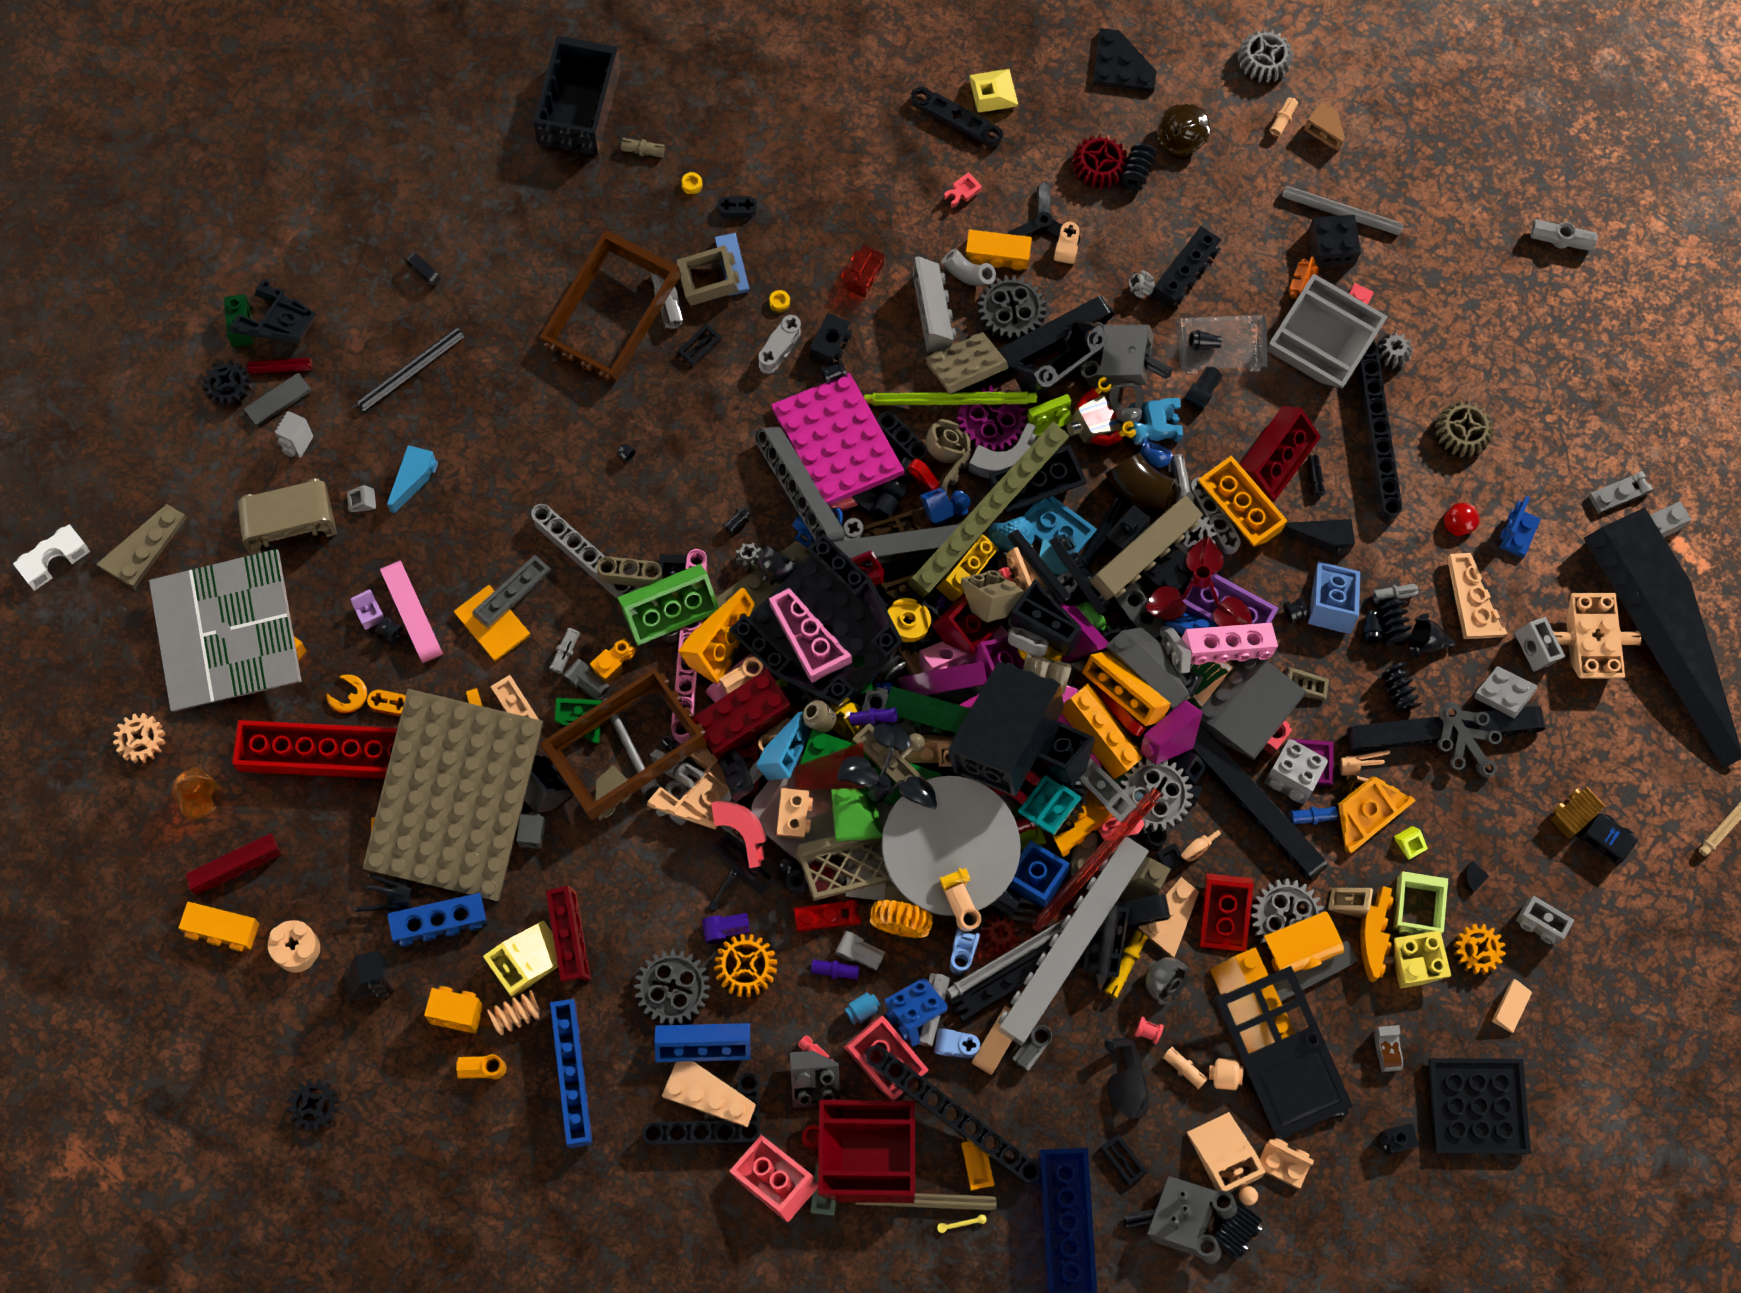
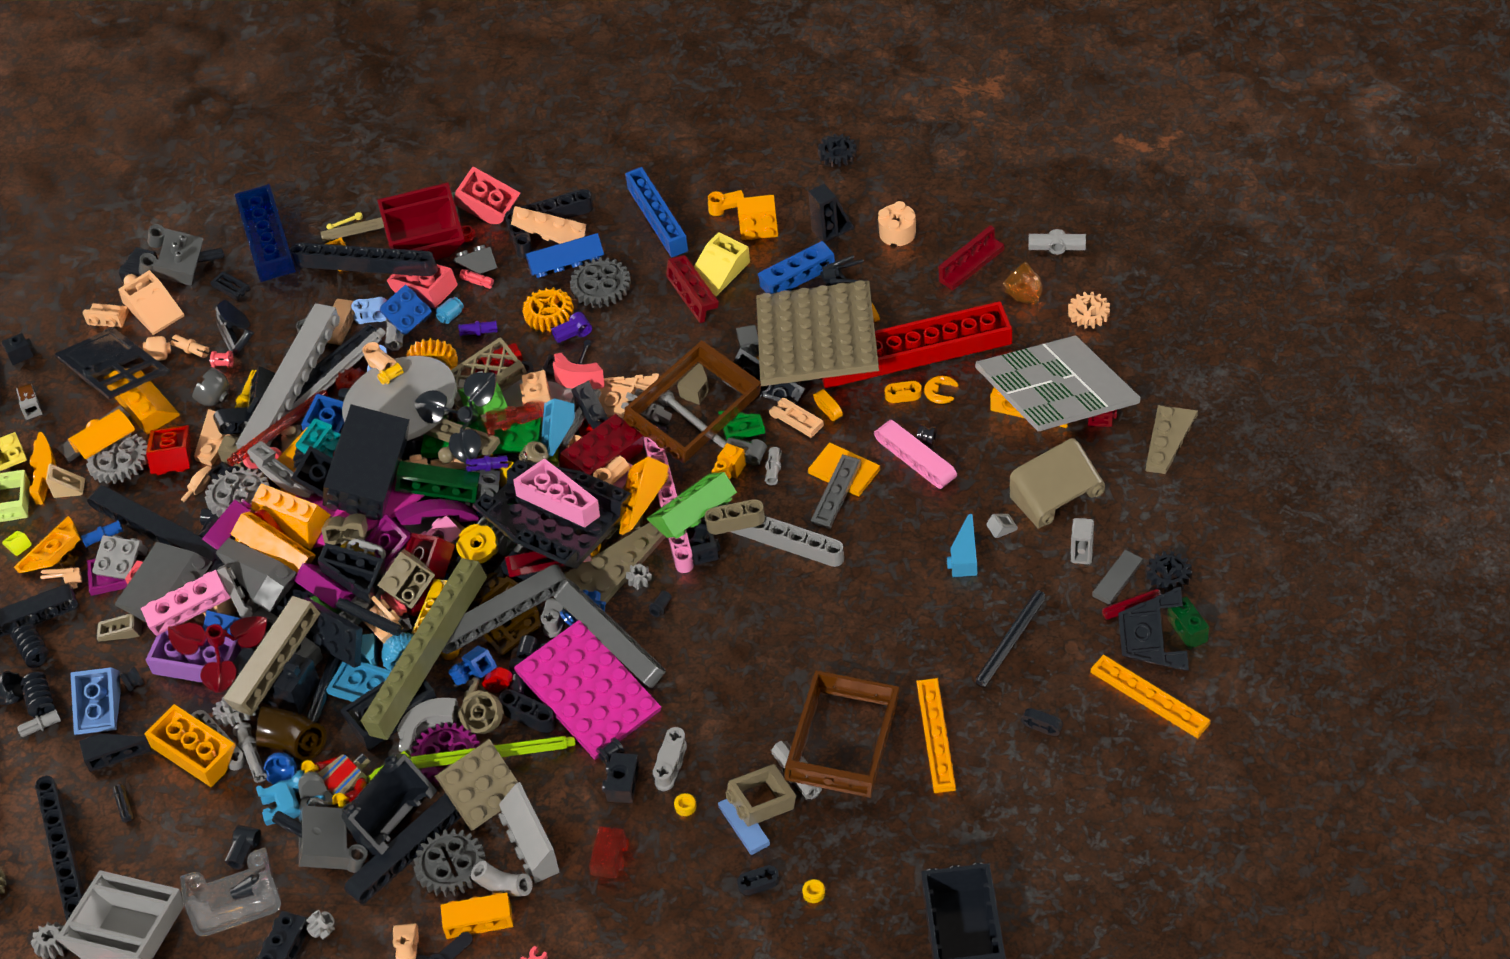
camera: 175 degrees right, 20 degrees down
(34, 565) = (1231, 415): white arch -> none
(124, 854) = (1057, 241): none -> light grey piece
(218, 926) = (959, 221): light orange brick -> none
(311, 268) = (1150, 696): none -> light orange tile
(367, 609) = (950, 443): lavender bracket -> none
(514, 1013) = (705, 234): light nougat piece -> none
(524, 295) = (936, 736): none -> light orange tile
(626, 453) = (781, 626): black hinge -> none
(642, 147) = (877, 908): dark tan pin -> none
(688, 357) = (742, 754): black tile -> none
(775, 565) = (606, 563): black cylinder -> none
(854, 949) = (467, 343): light grey piece -> none
(1280, 450) = (162, 808): dark red slope -> none
(1372, 628) = (58, 686): black cone -> none

